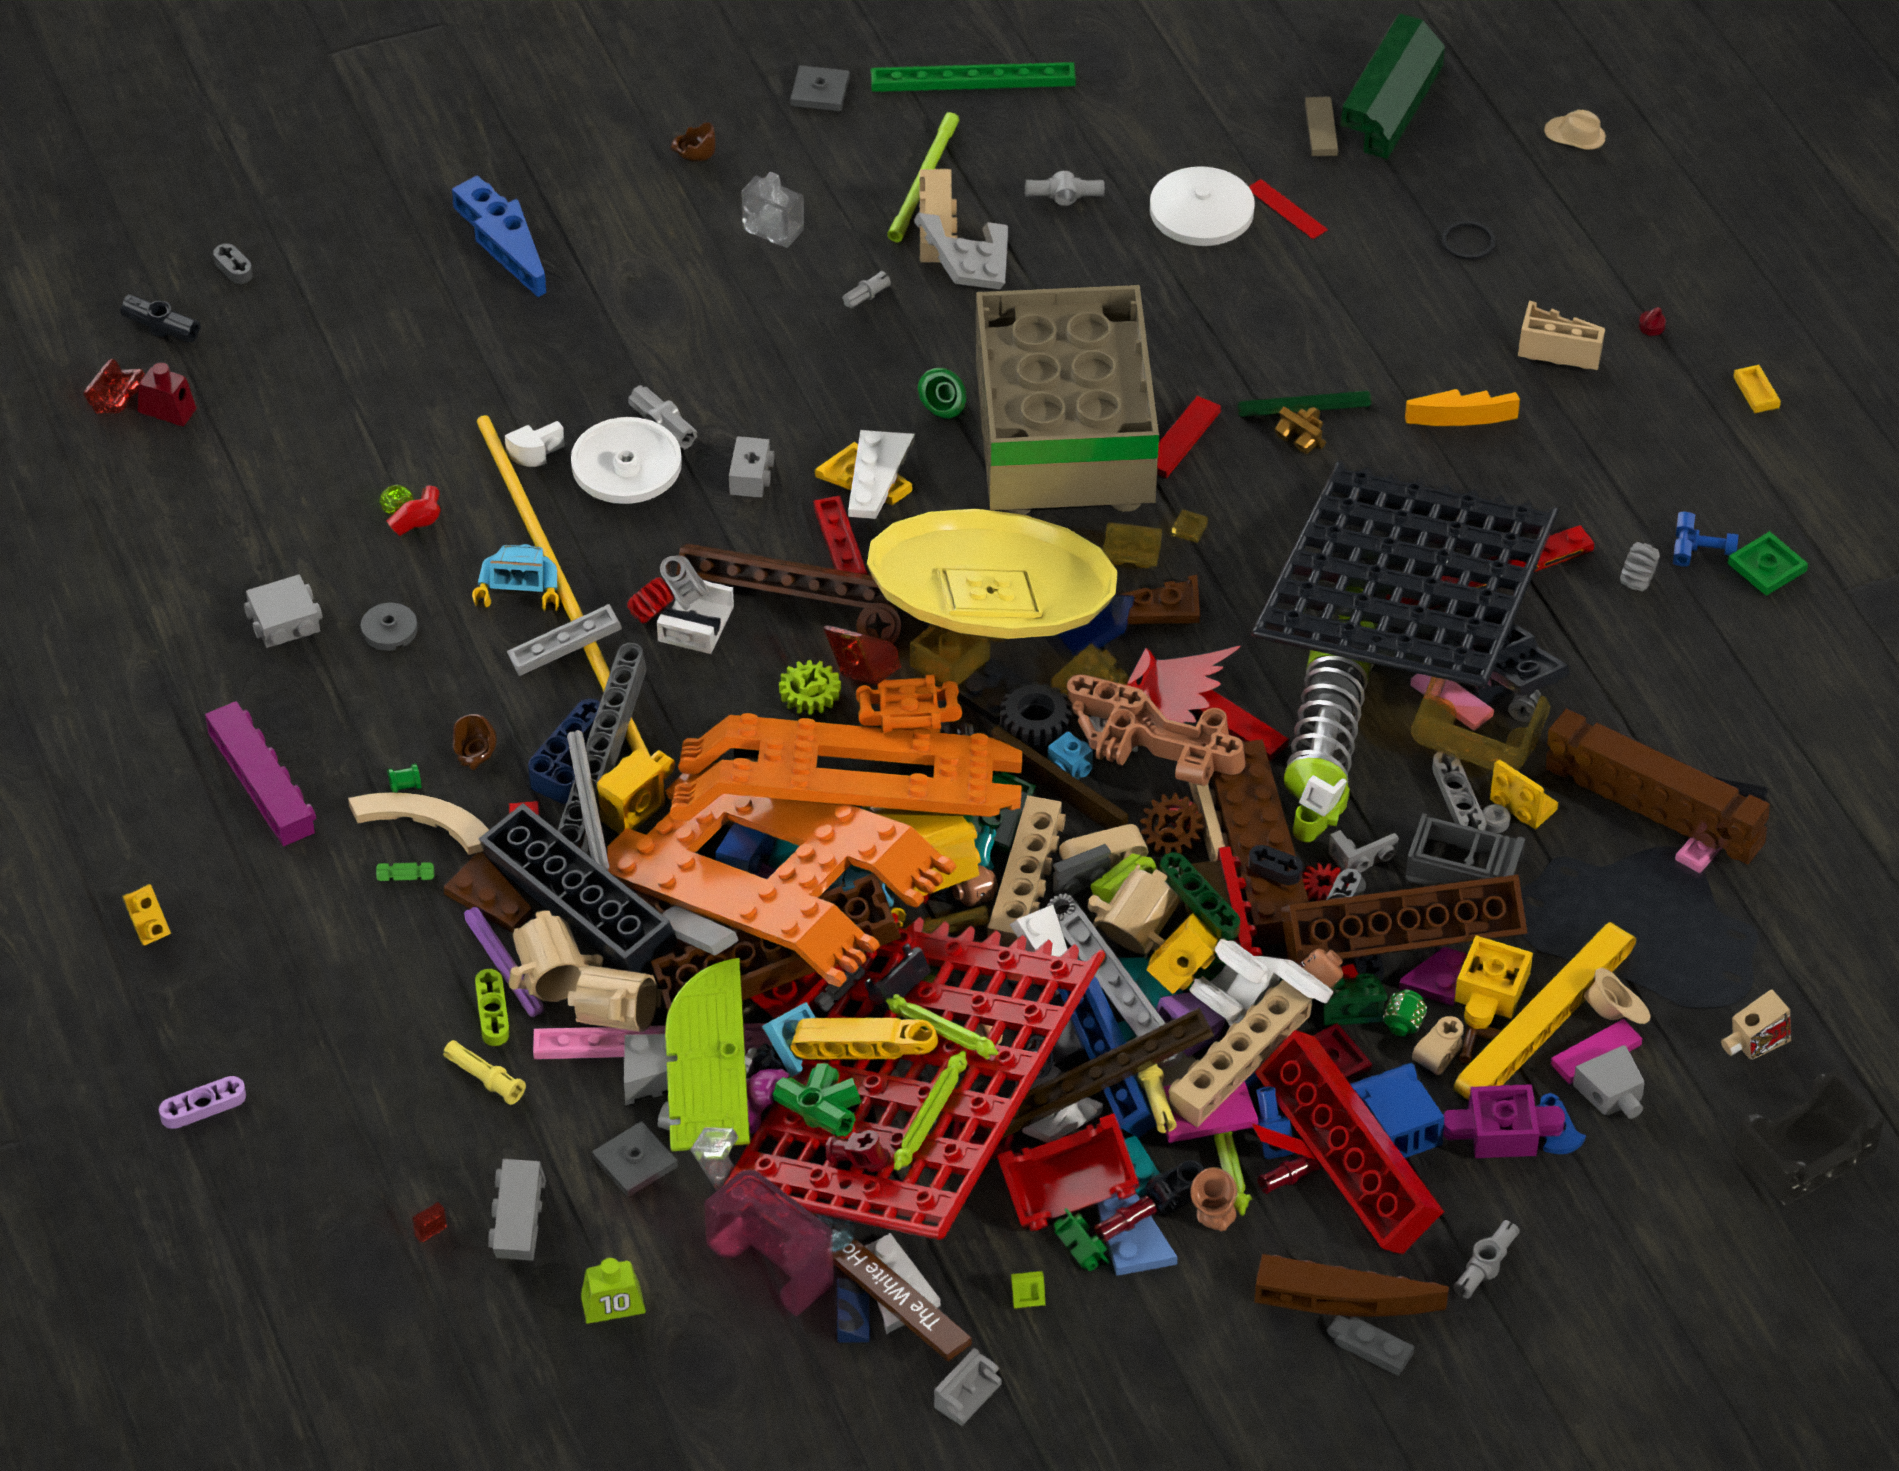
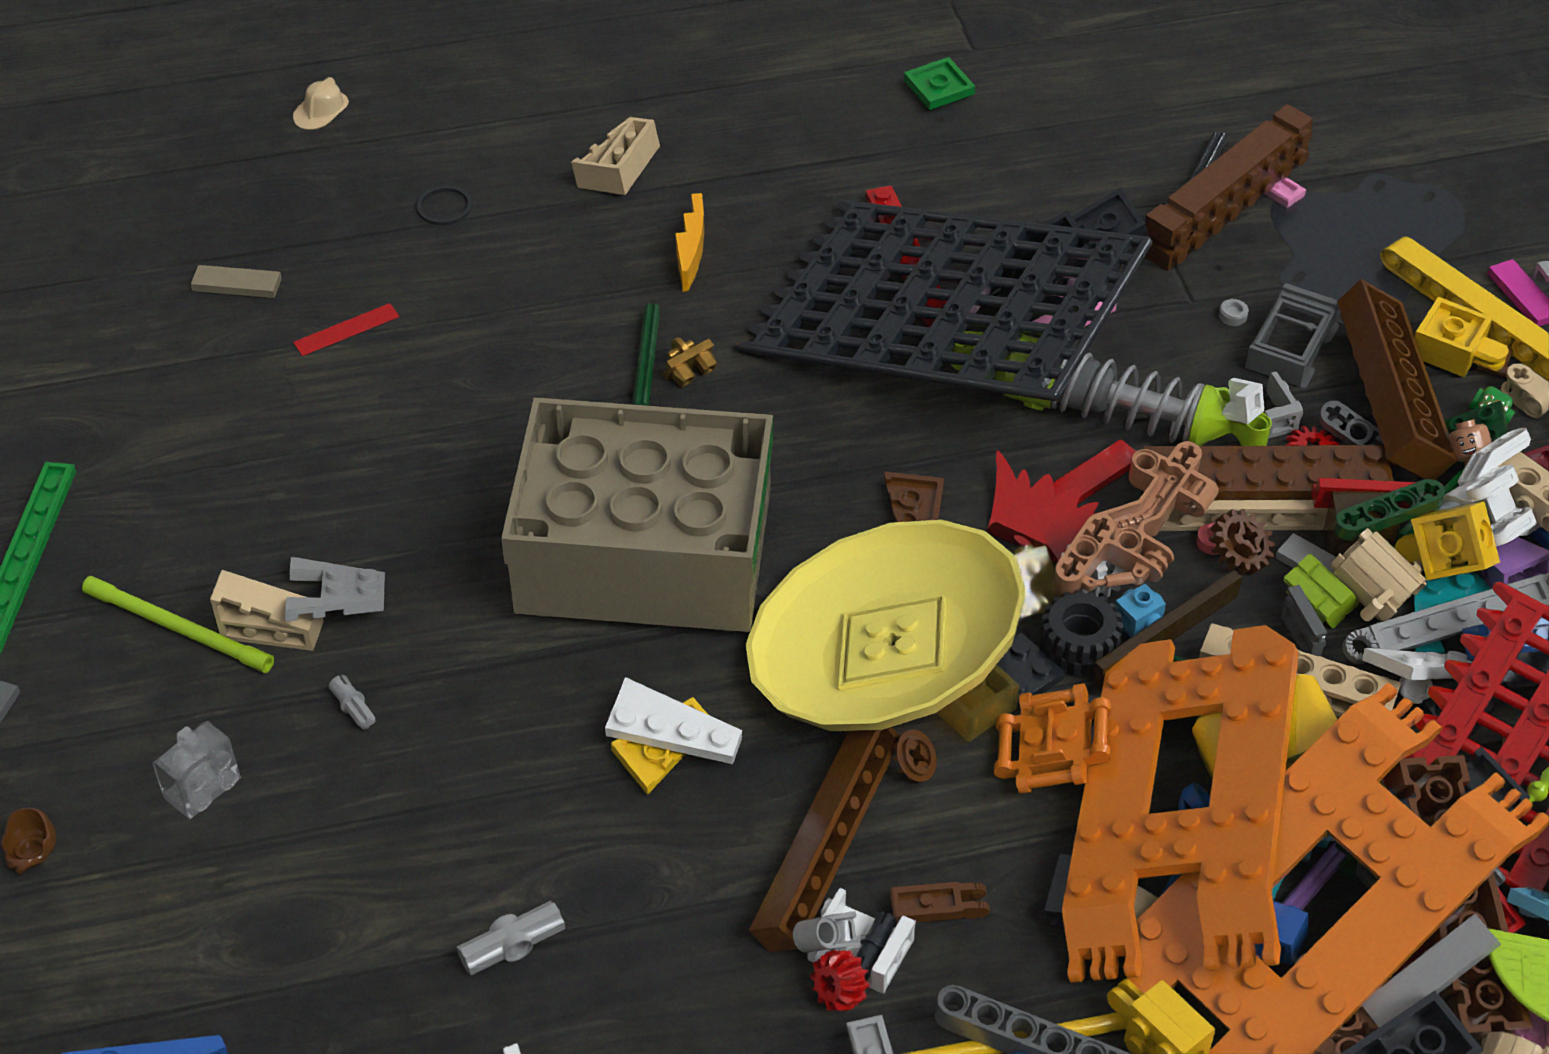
camera: 80 degrees left, 0 degrees up
(626, 460) = (588, 981): white dish -> none
(741, 656) = (939, 901): none -> reddish brown hinge
(750, 467) = (623, 854): light grey brick -> none
(809, 687) = (998, 837): lime gear -> none
(839, 535) = (755, 783): red tile -> none
(862, 655) = (973, 769): clear red slope -> none
(942, 392) = (559, 645): green hat -> none
(1064, 188) = (252, 498): light grey pin -> none
(1120, 840) = (1266, 601): tan beam -> none
(1132, 544) = (830, 518): clear yellow bracket -> none
(1189, 526) = (801, 473): clear yellow tile -> none
(1202, 206) = (319, 392): white dish -> none
(1275, 864) = (1334, 457): black beam -> none
(1393, 84) = (261, 224): dark green panel -> none
(1435, 730) = (1163, 287): clear yellow windscreen -> none
(1436, 976) = (1445, 382): magenta wing -> none
(1455, 796) = (1205, 327): light grey beam -> none
(1520, 795) = (1219, 283): yellow bracket -> none
(1615, 1000) = (1476, 264): tan piece -> none
(1639, 566) = (938, 155): light grey gear -> none
(1652, 322) = (605, 101): dark red tile -> none
(1689, 539) = (901, 121): blue bar -> none
(1756, 389) = (710, 54): yellow tile -> none
(1759, 1027) = (1509, 178): tan torso -> none

